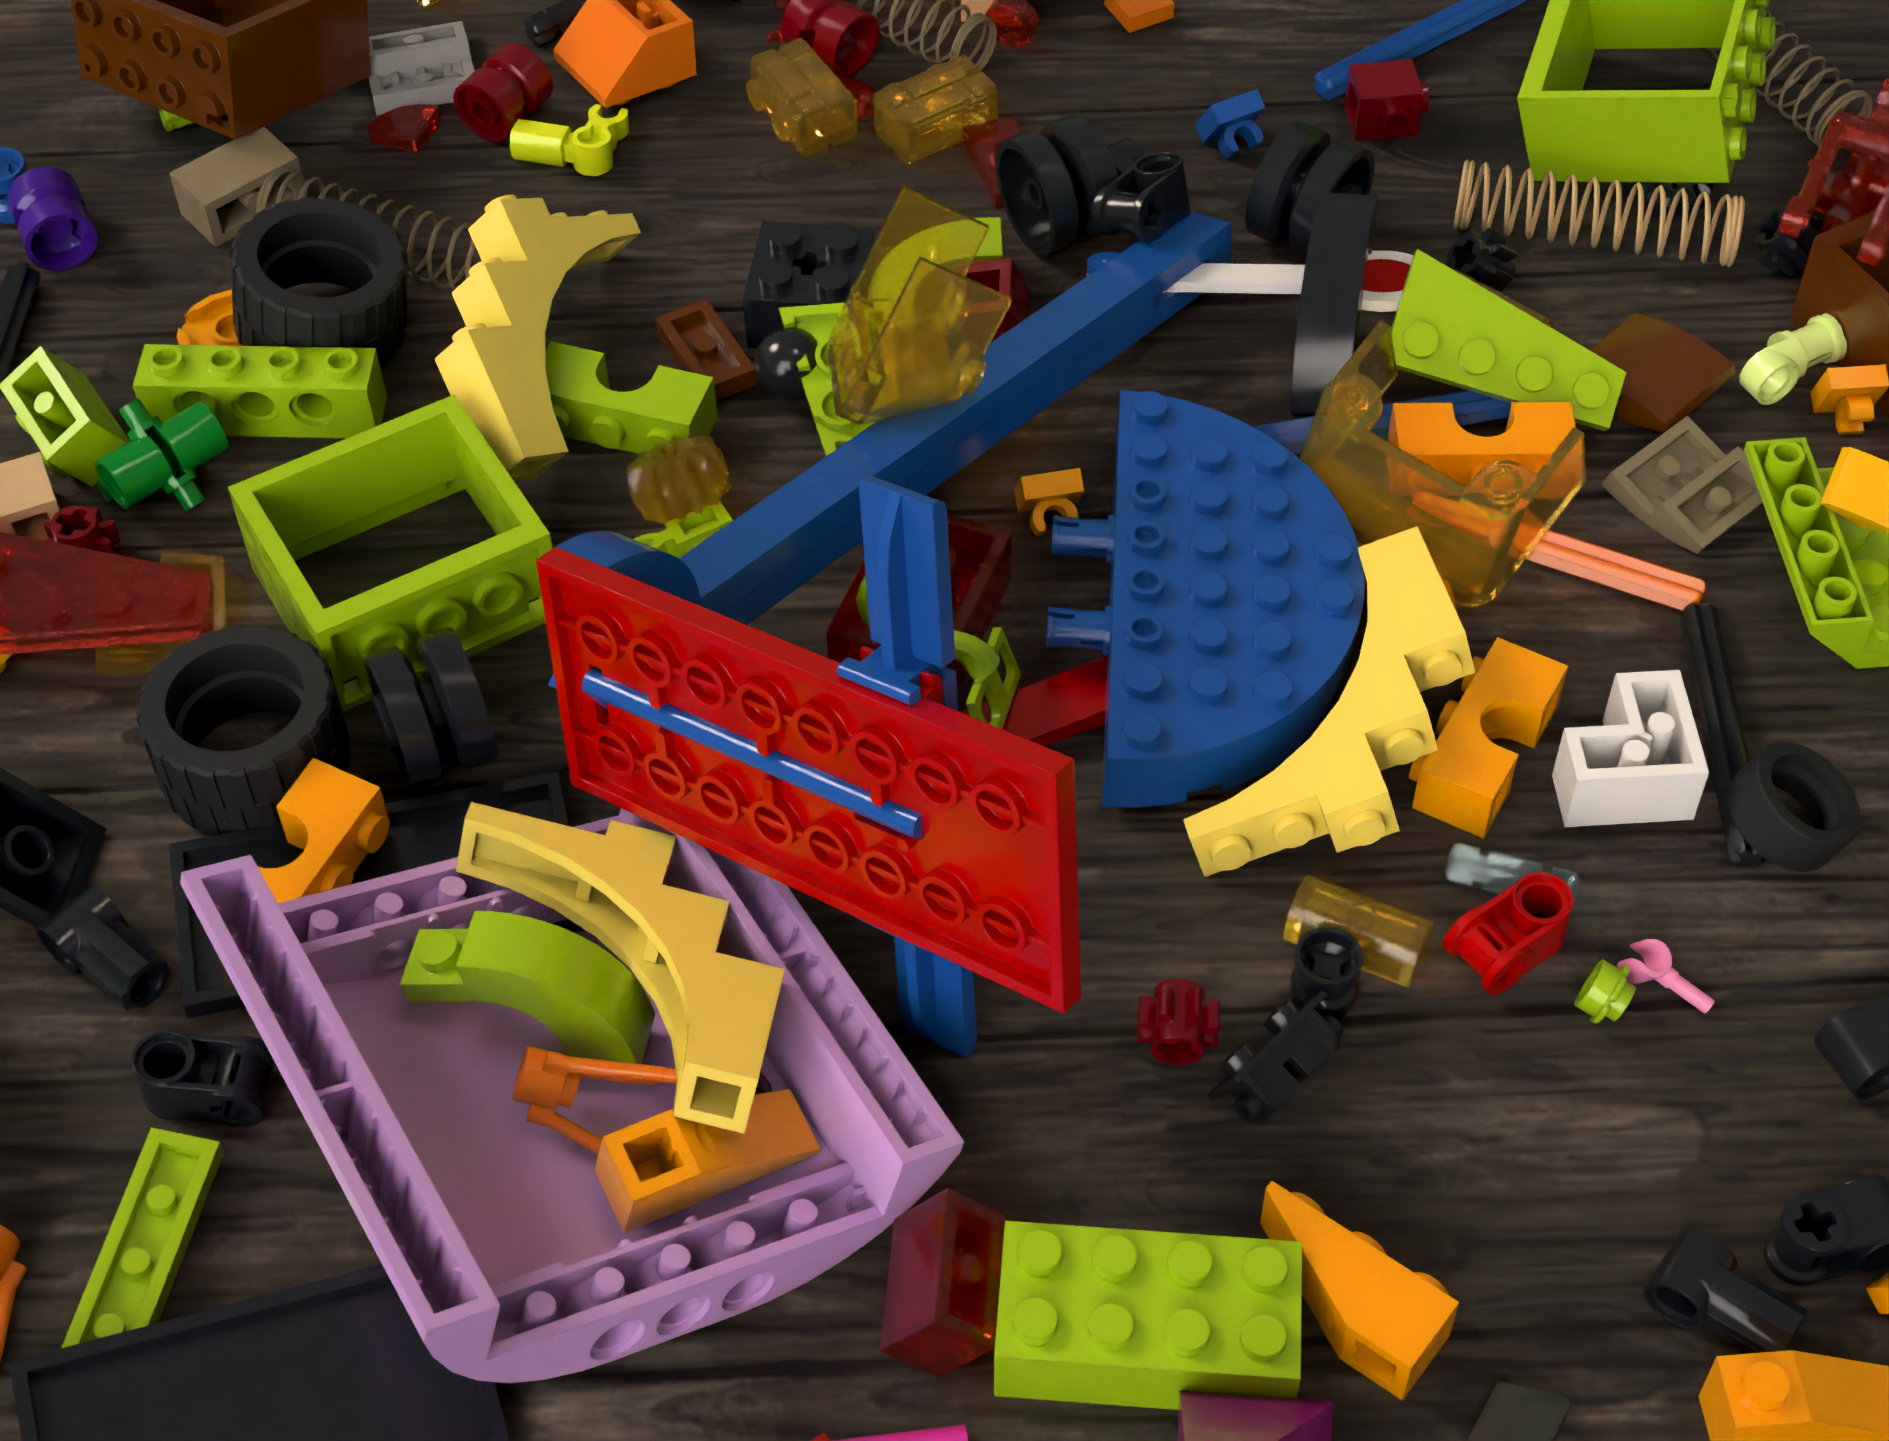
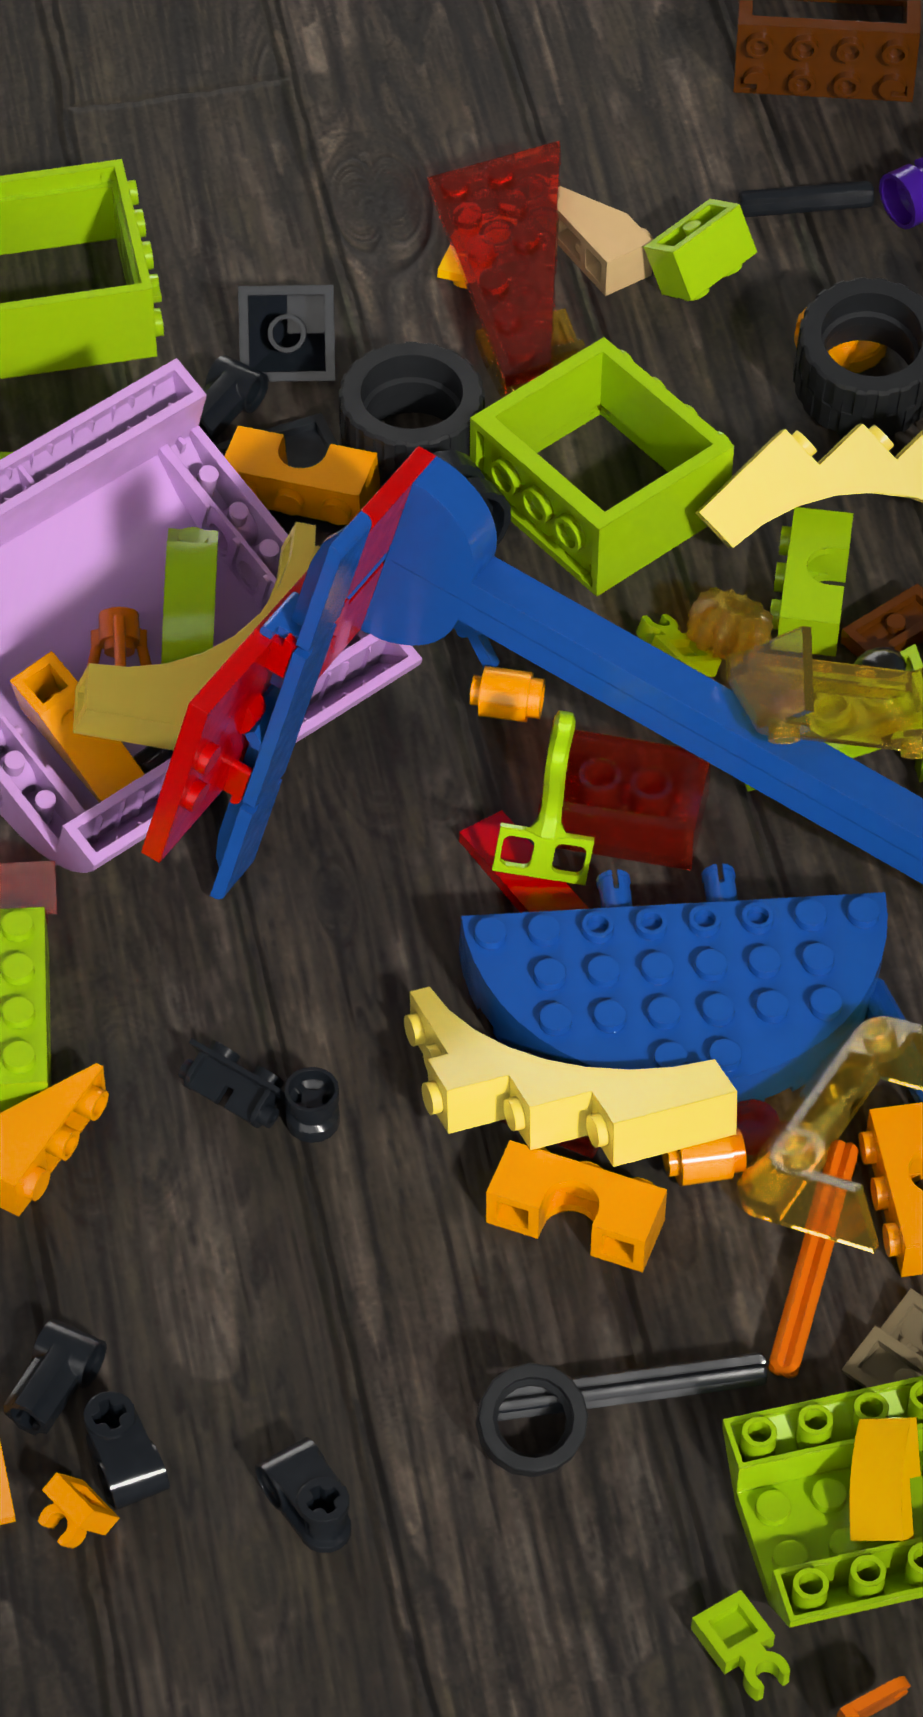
camera: 80 degrees right, 0 degrees up
(83, 529) = (586, 294): dark red gear -> none
(160, 455) = (676, 313): green pin -> none
(266, 388) = (764, 354): lime brick -> none
(1049, 492) = (779, 873): light orange tile -> none
(1178, 1021) = (249, 1011): dark red gear -> none
(1389, 936) = (368, 1129): clear yellow brick -> none
(1497, 870) = (439, 1234): clear light blue axle -> none
(1504, 938) = (365, 1226): red piece -> none
(1605, 992) = (329, 1297): lime plate -> none
(1638, 764) = (561, 1310): white brick -> none
(1658, 967) = (355, 1340): bright pink hand -> none

